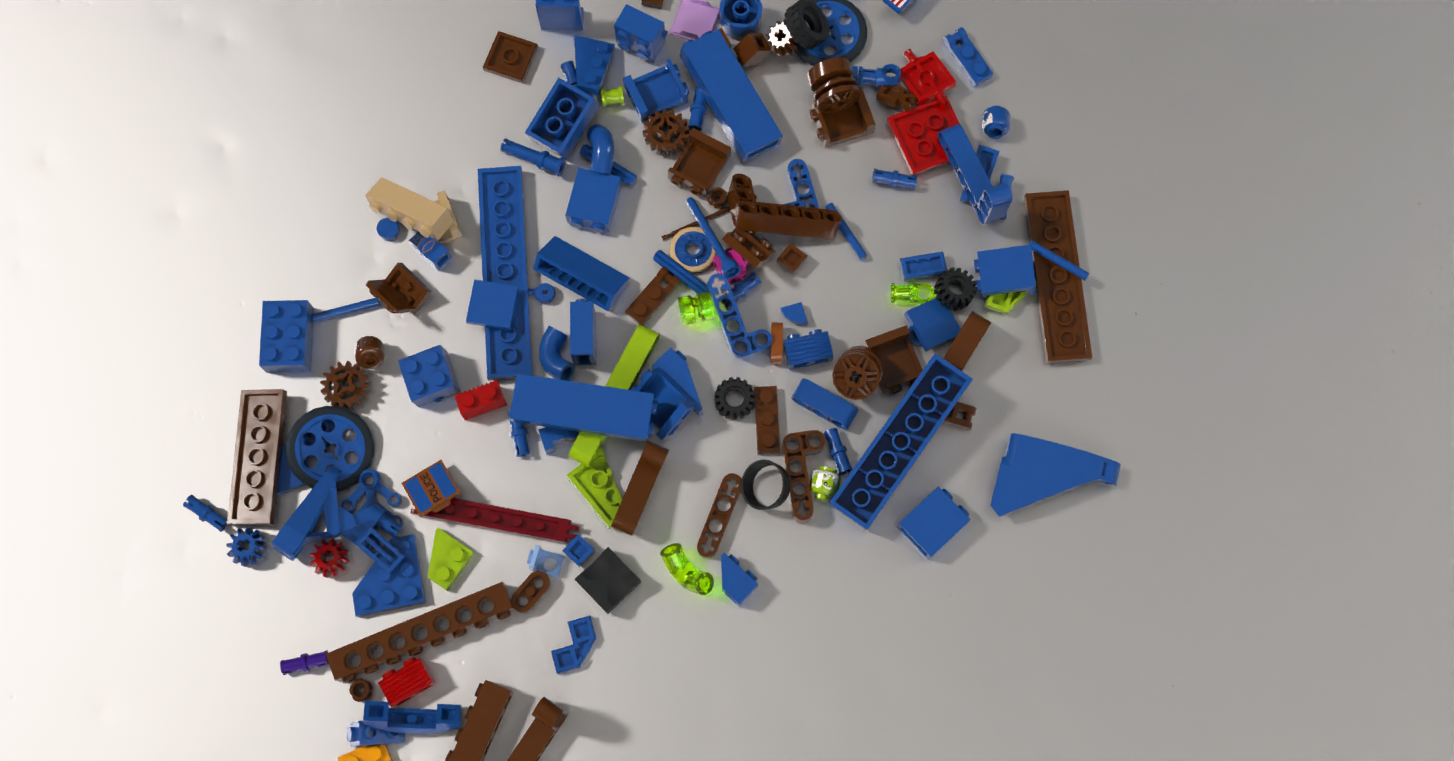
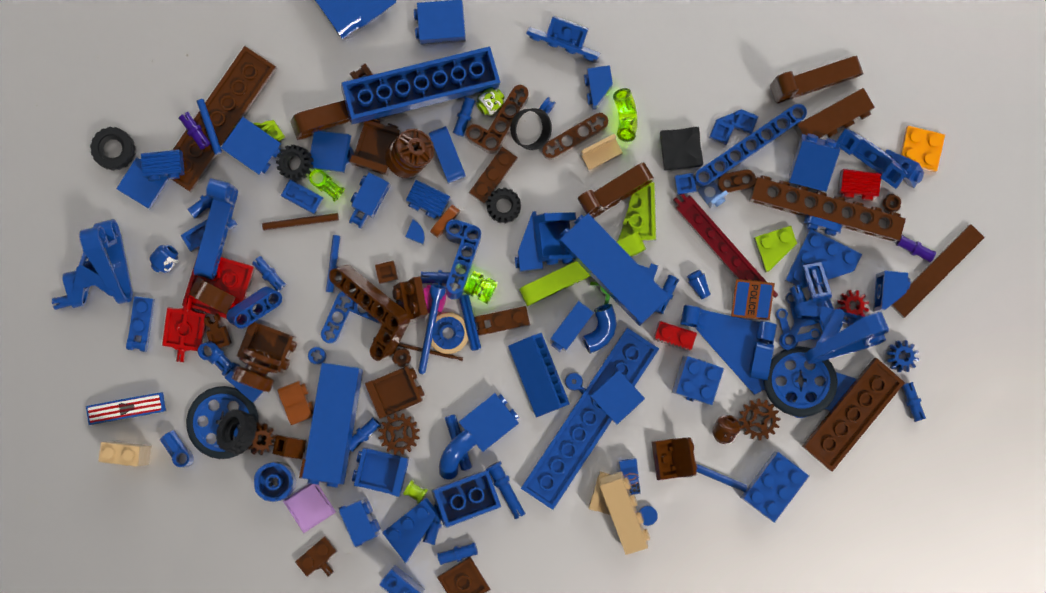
camera: 140 degrees left, 10 degrees up
(268, 658) = (938, 270): none -> reddish brown tile
(301, 597) = (889, 288): none -> blue slope
(405, 614) = (815, 223): none -> blue plate
(413, 443) = (740, 342): none -> blue panel
(465, 665) = (814, 162): none -> blue brick
(495, 467) = (698, 282): none -> blue cone
(534, 74) = (457, 553): none -> blue pin
(544, 648) = (758, 141): none -> blue beam
(682, 518) = (601, 152): none -> tan panel
(768, 521) = (547, 105): none -> blue bush
(778, 91) = (296, 402): none -> dark orange brick
(797, 139) = (311, 358): none -> blue bush
(804, 602) = (566, 35): none -> blue bracket
(862, 310) = (368, 198): none -> blue brick
(883, 124) = (246, 306): none -> blue beam
(905, 246) = (300, 221): none -> reddish brown bar
(925, 115) = (212, 295): none -> reddish brown brick
(1042, 64) = (98, 268): none -> blue connector
(1067, 245) = (194, 130): none -> dark purple pin
(1068, 194) = (162, 164): none -> blue brick
(1072, 171) = (139, 187): none -> blue tile
(1129, 164) = (104, 136): none -> black tyre

